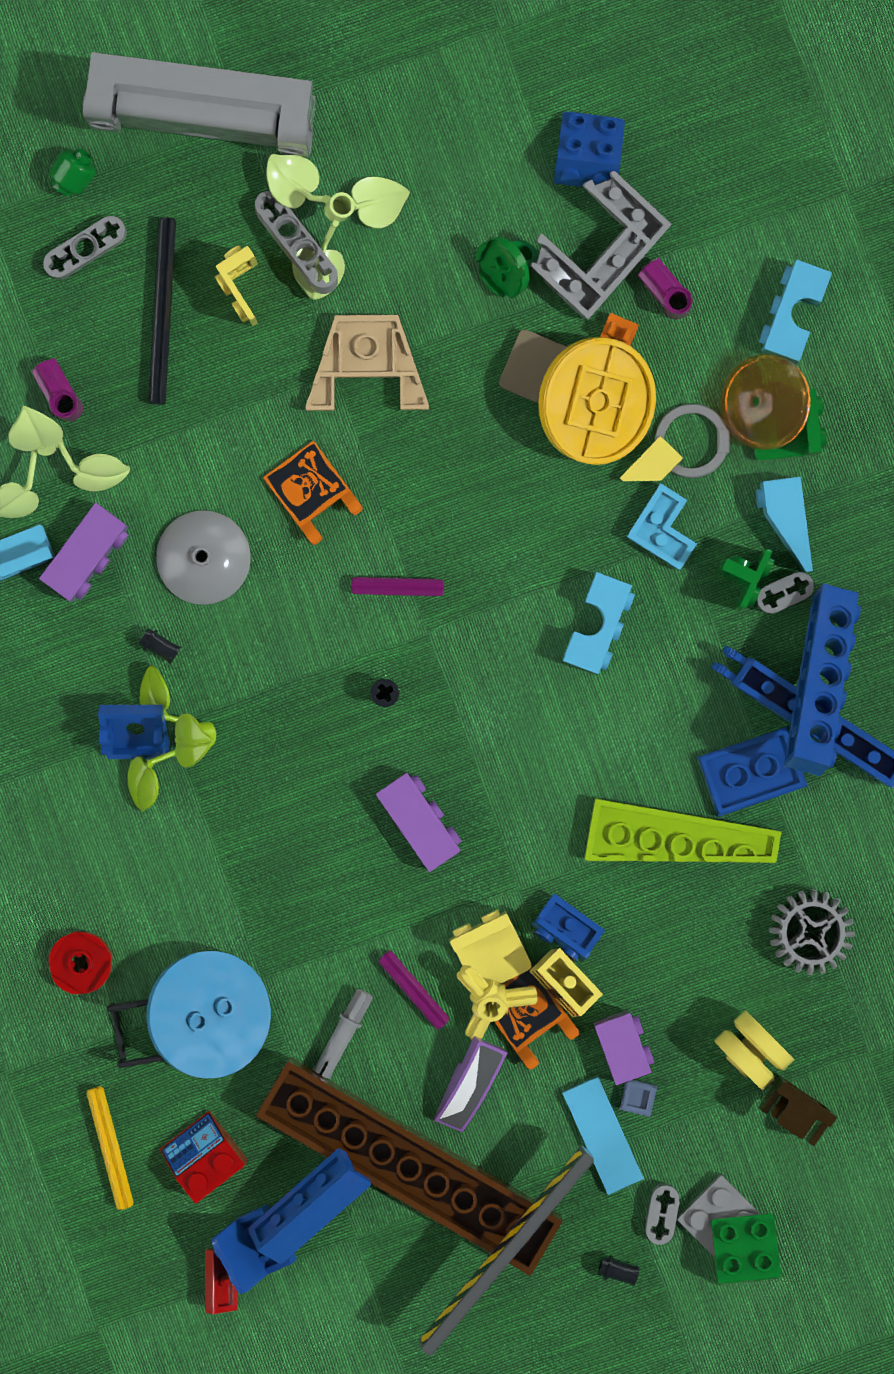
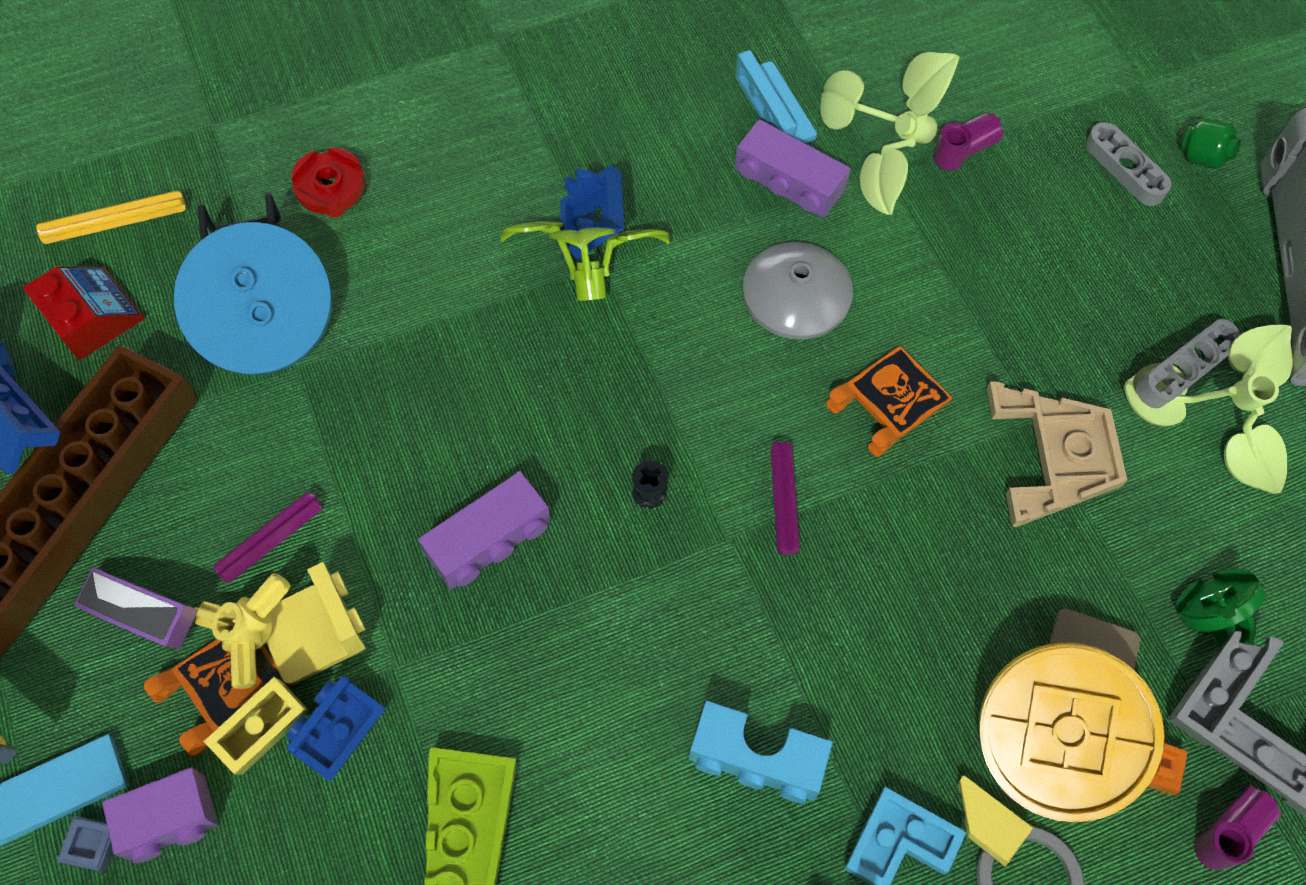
camera: 85 degrees right, 25 degrees down
(159, 645) = (696, 238): black pin -> none
(162, 311) = (1074, 237): black axle -> none
(236, 263) = (1142, 292): light yellow bracket -> none
(343, 1032) = (232, 460): light grey axle -> none

